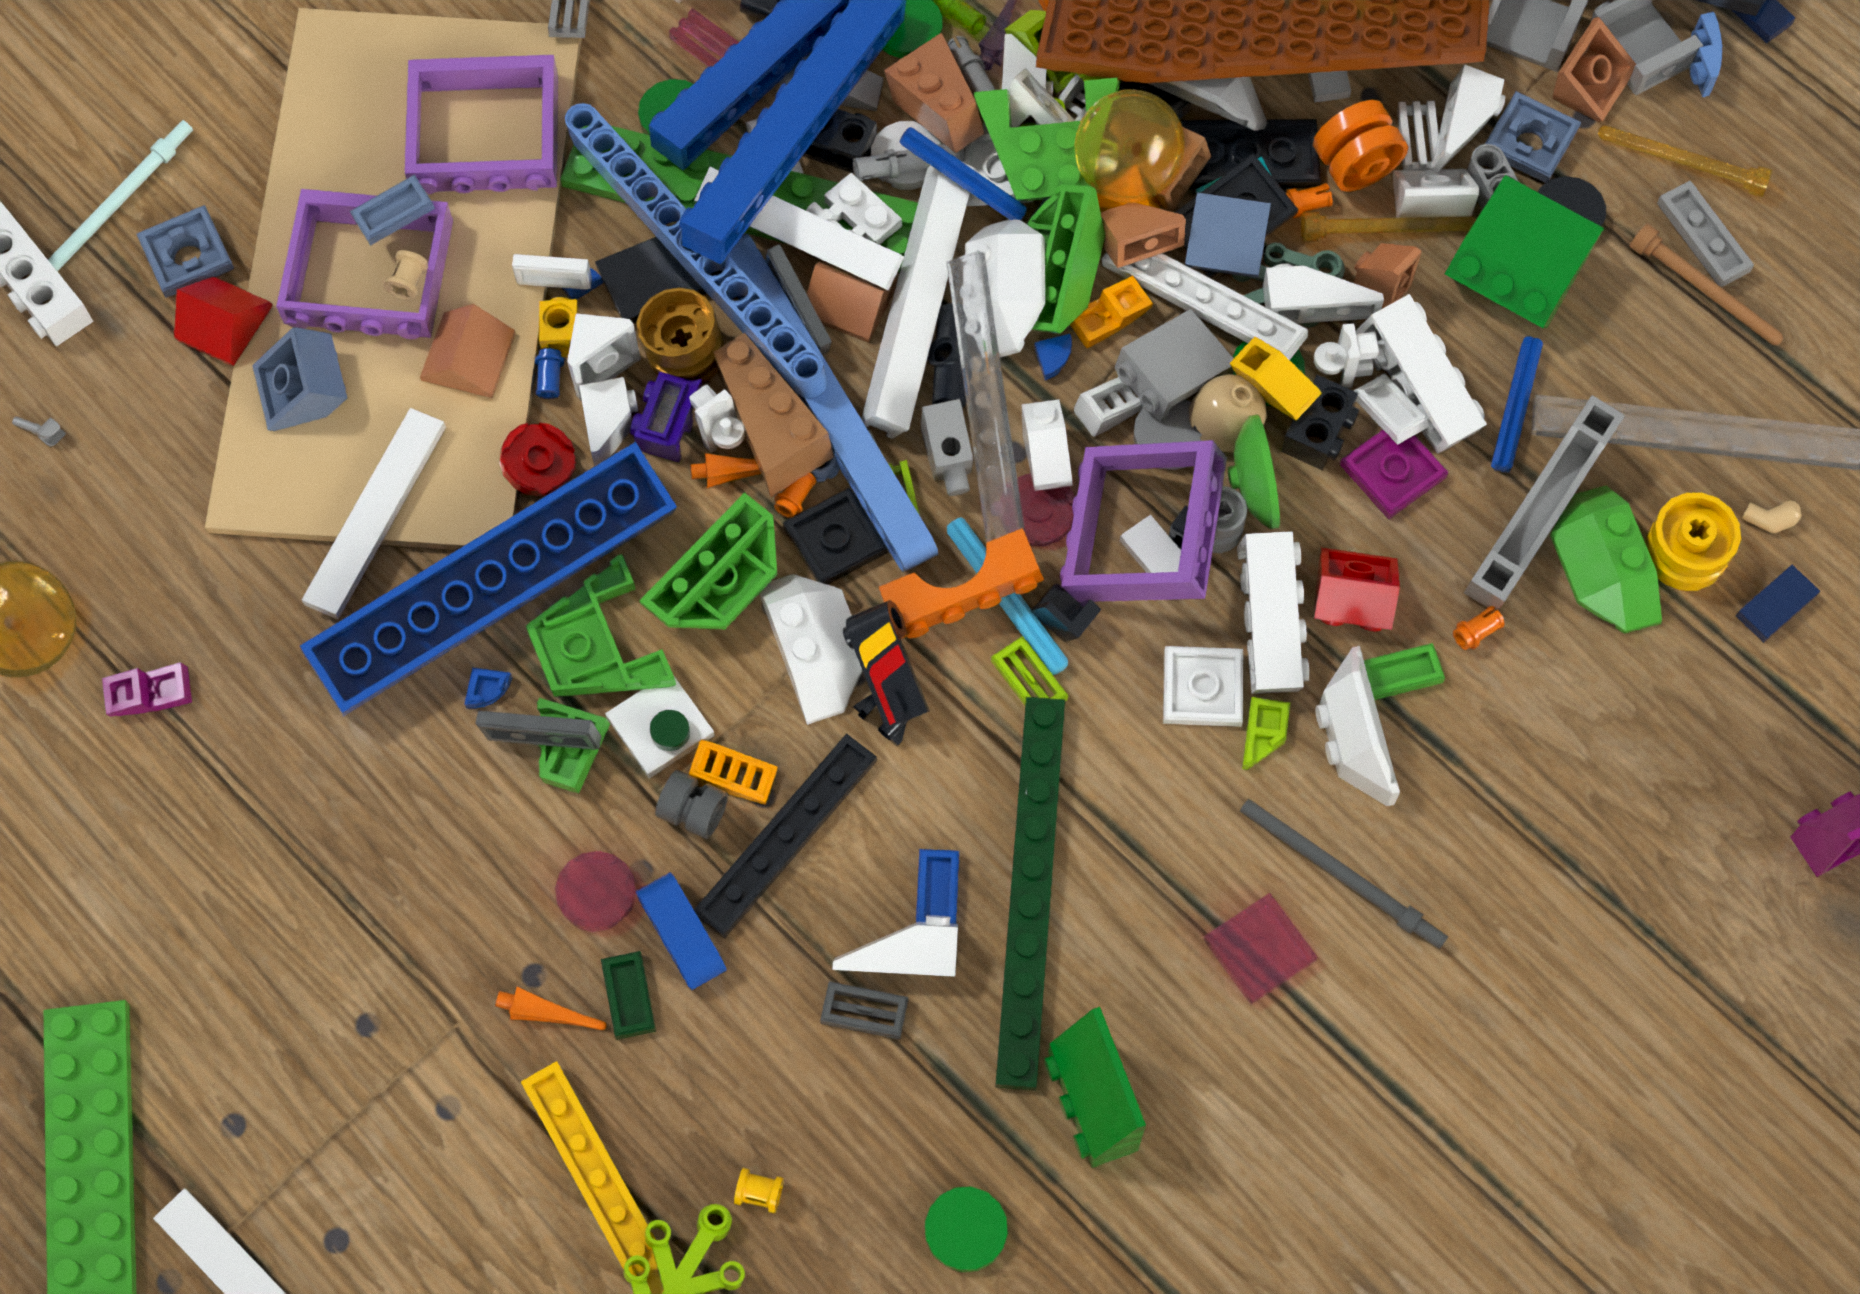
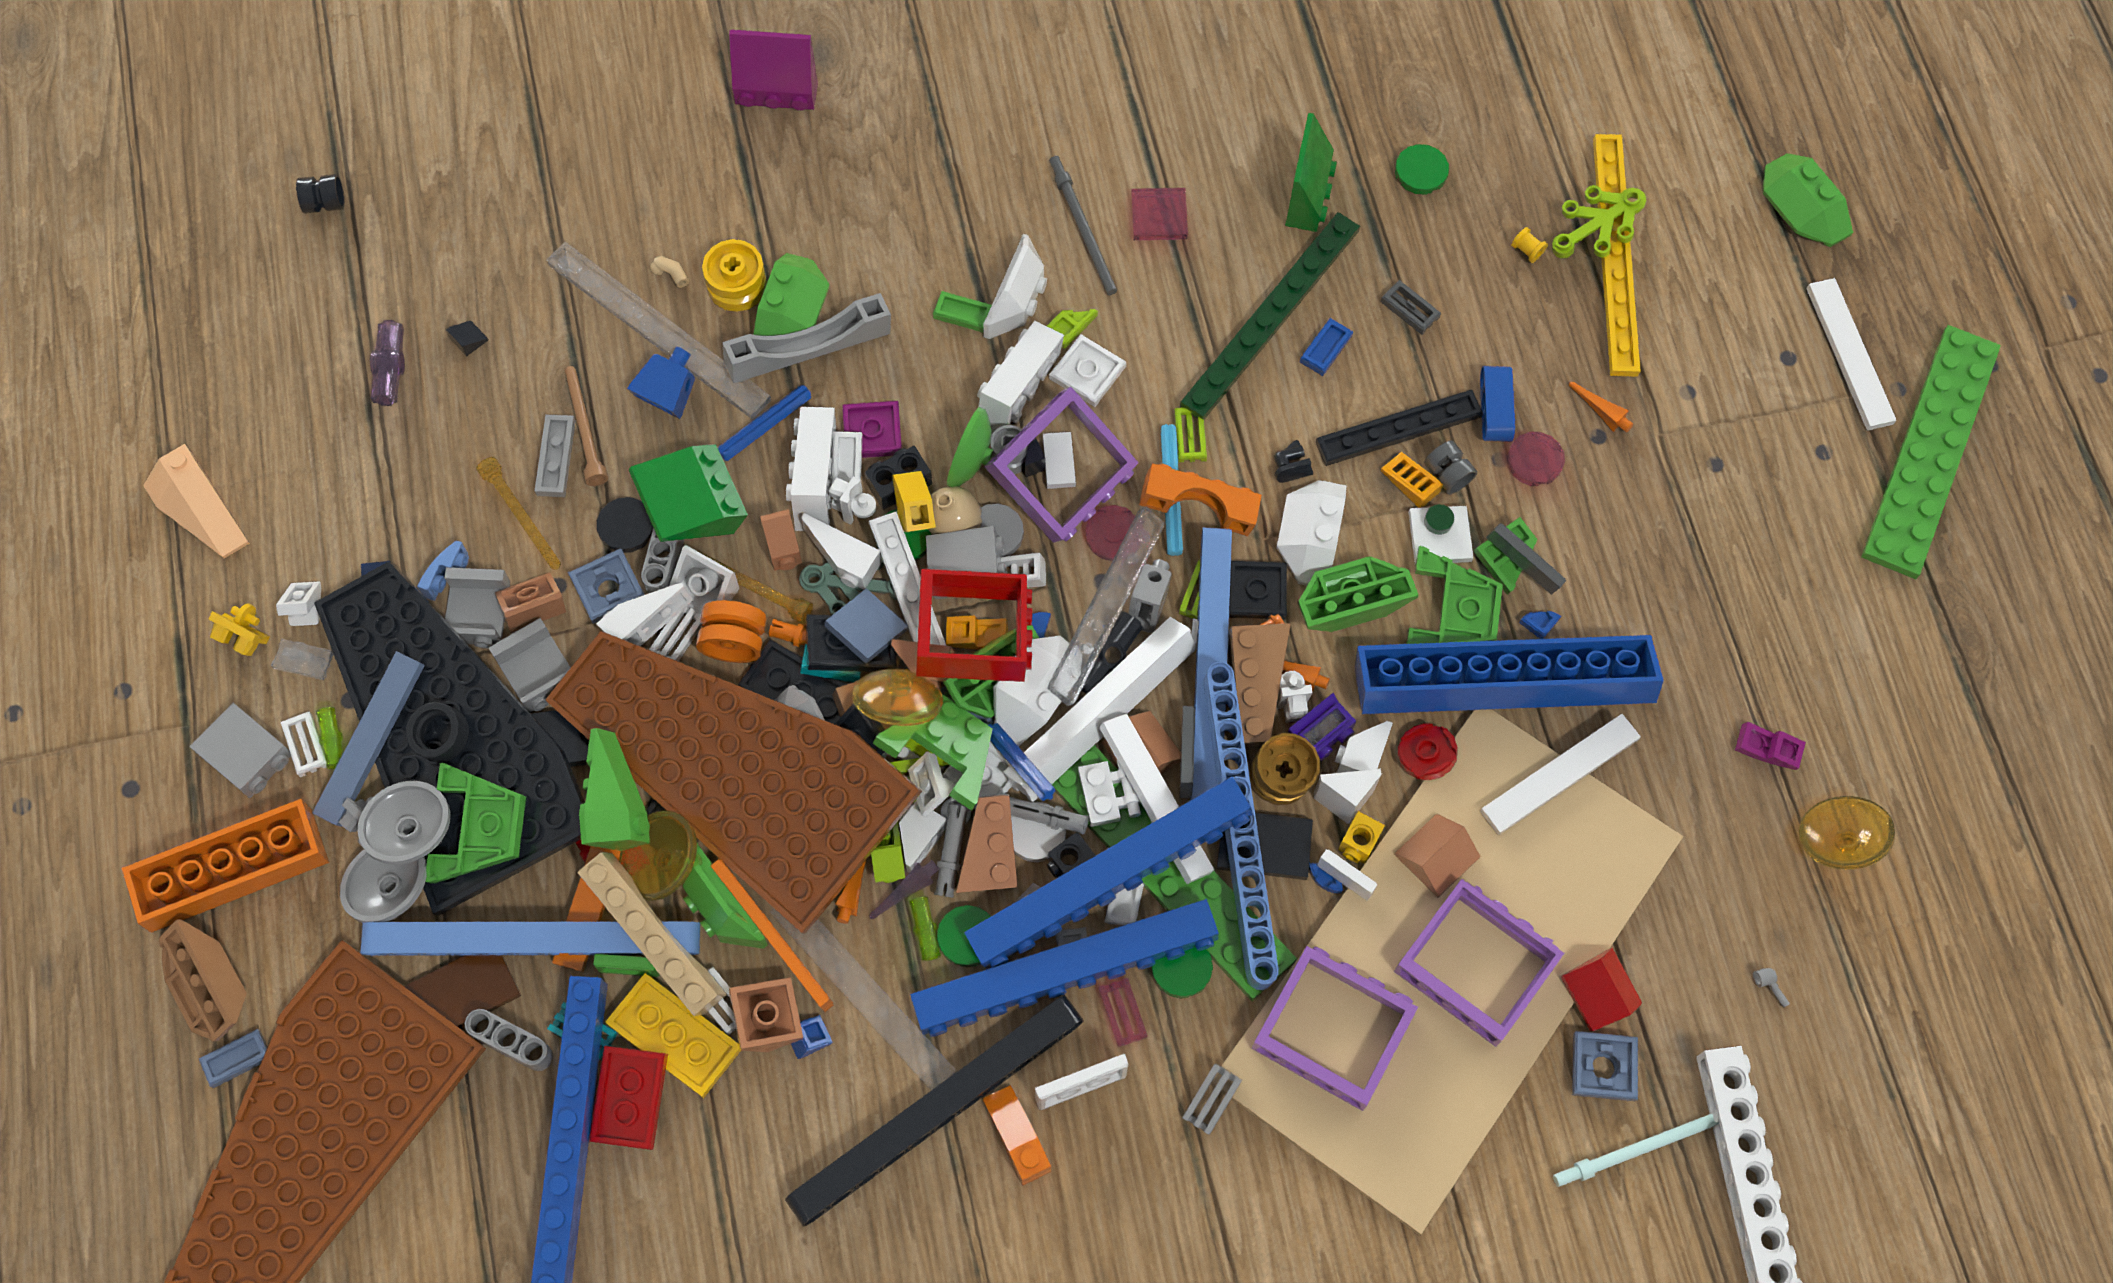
camera: 150 degrees left, 0 degrees up
(299, 379) = (1570, 896): sand blue slope -> none
(392, 210) = (1443, 977): sand blue tile -> none
(406, 275) = (1460, 913): tan bush -> none
(548, 378) = (1387, 809): blue pin -> none
(628, 995) = (1547, 391): dark green tile -> none
(884, 661) = (1281, 483): black door -> none
(916, 949) = (1370, 316): white slope -> none
(1046, 444) = (1085, 557): white slope -> none
(1065, 614) = (1144, 448): black panel -> none
(1159, 238) = (980, 586): none -> red window
(1356, 589) = (953, 367): slope -> none
(1472, 632) = (902, 305): orange pin -> none
(1657, 370) = (665, 382): none -> blue torso
(1777, 603) = (711, 223): dark blue tile -> none

